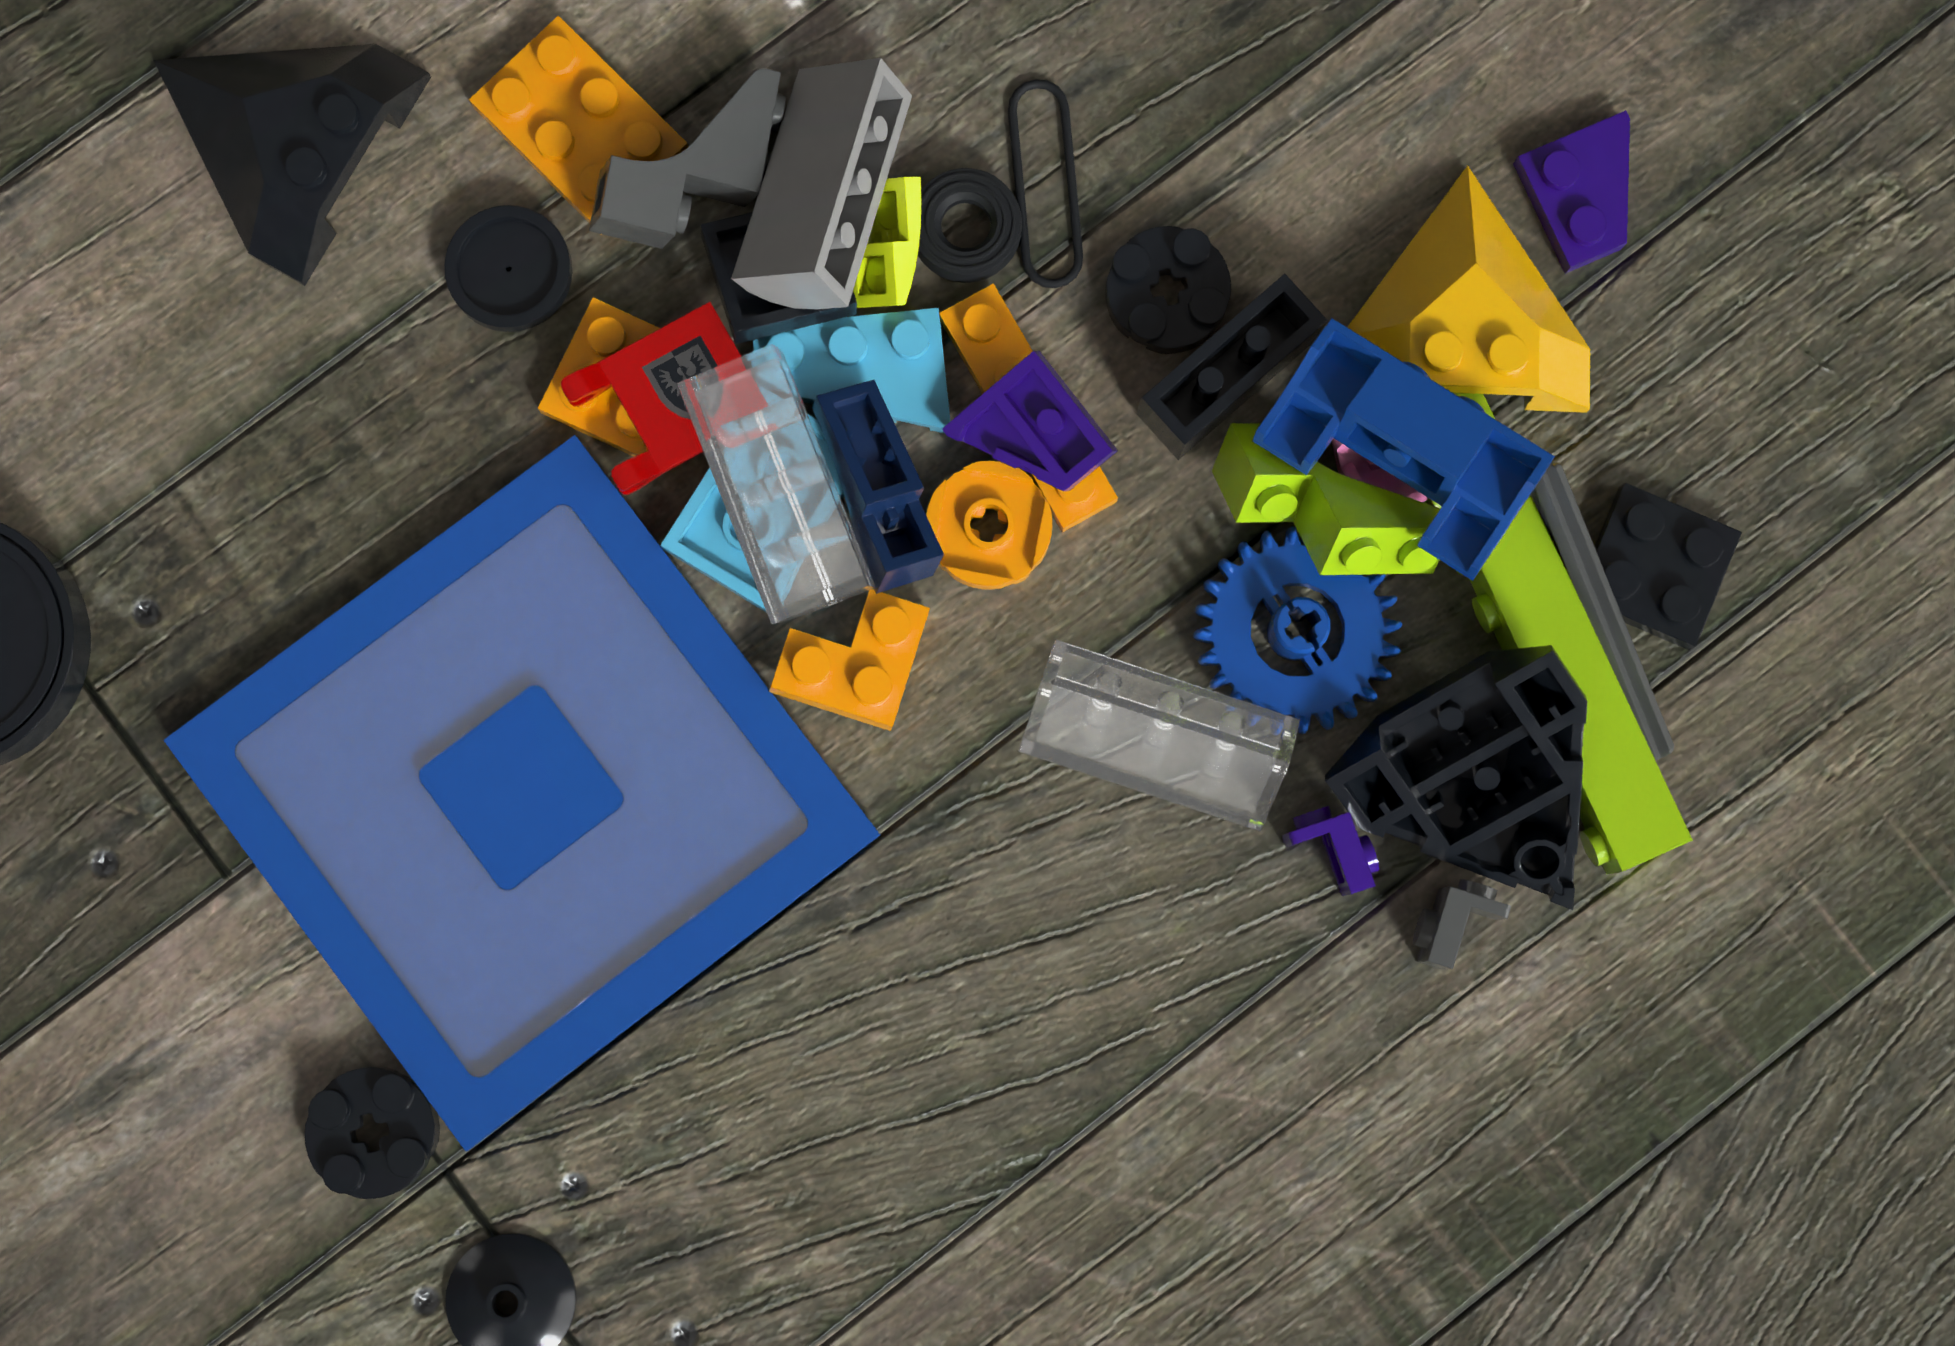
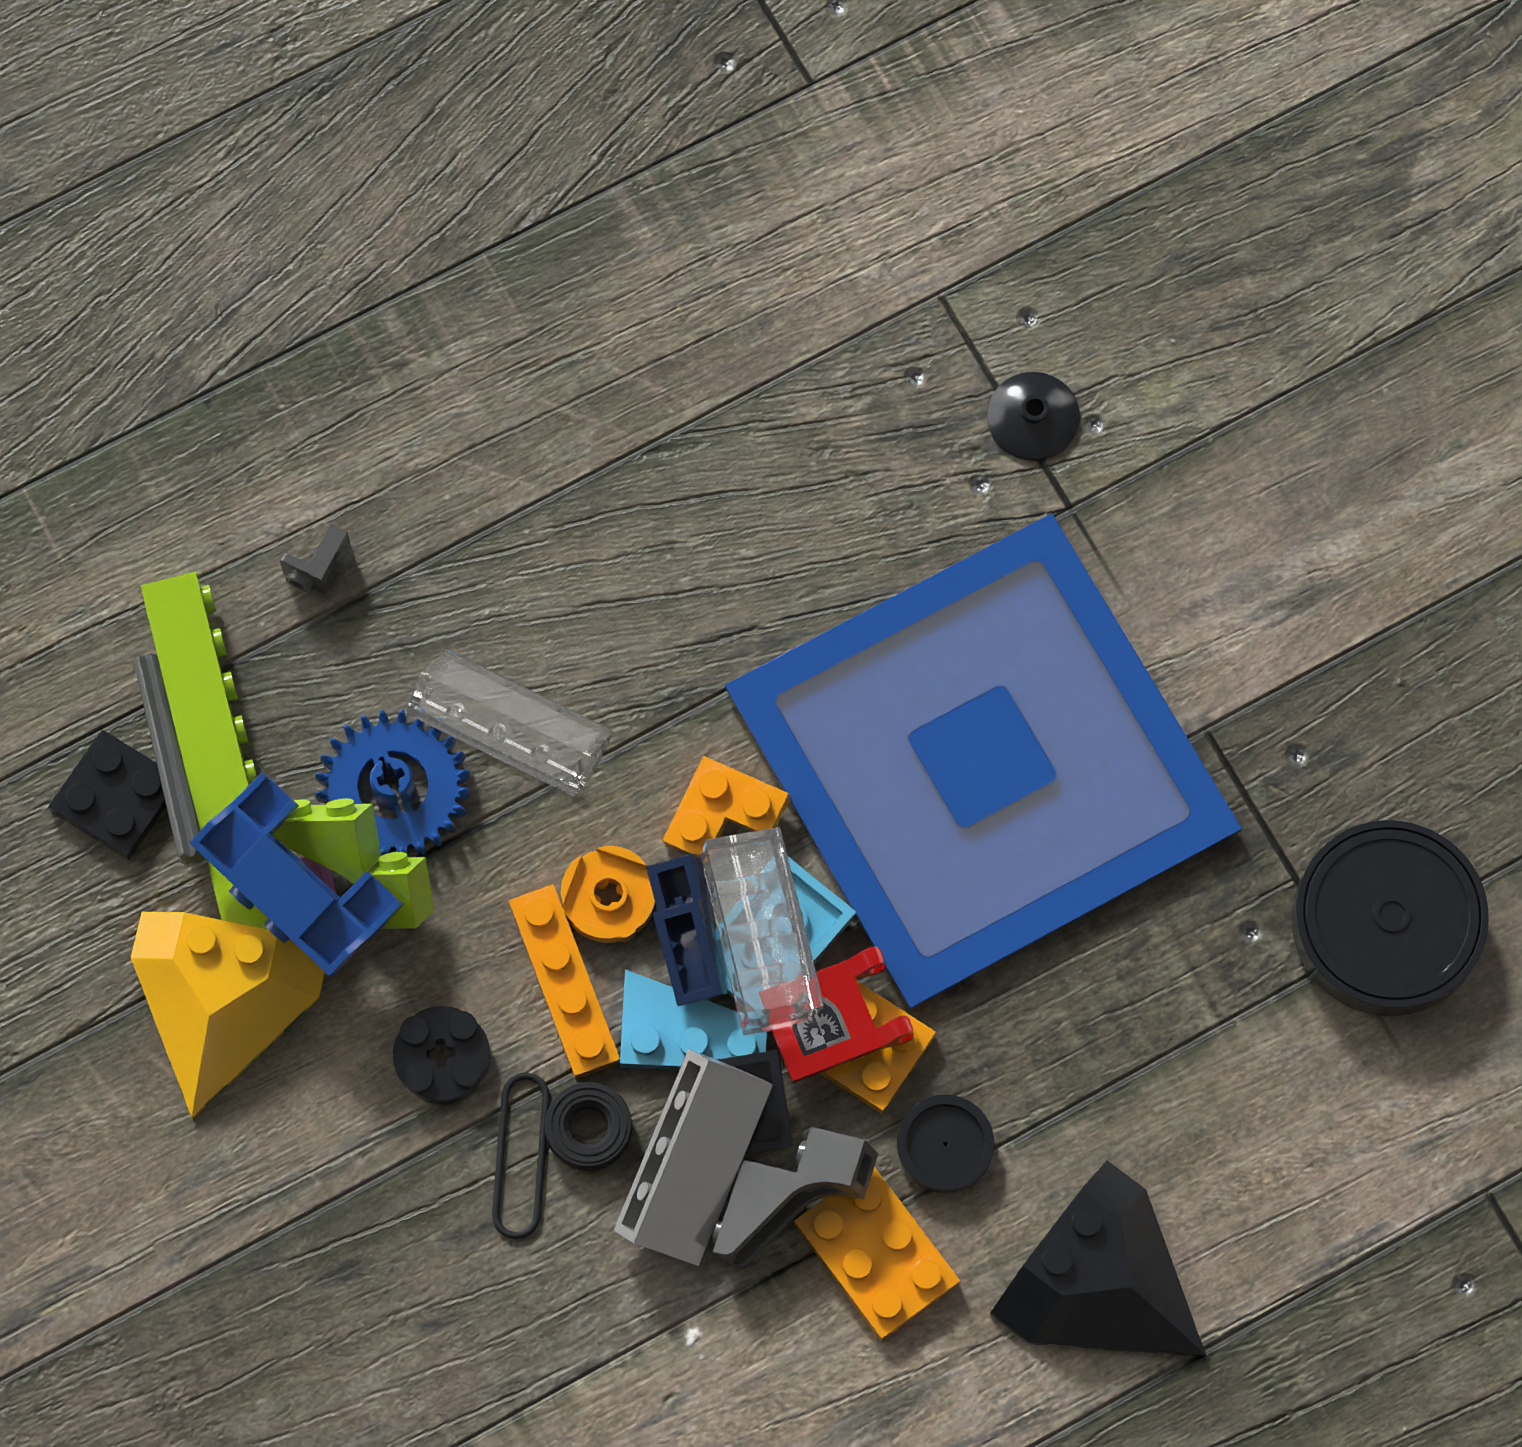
camera: 170 degrees left, 10 degrees down
(349, 1164) = (1132, 515): black plate -> none
(892, 246) = (645, 1110): neon yellow slope -> none
(1035, 426) = (561, 950): dark purple wing -> none
(1231, 366) = (406, 975): black brick -> none
(1349, 854) = (385, 618): dark purple bracket -> none
(1479, 770) = (286, 659): black wedge -> none
(1581, 190) = (107, 1085): dark purple wing -> none

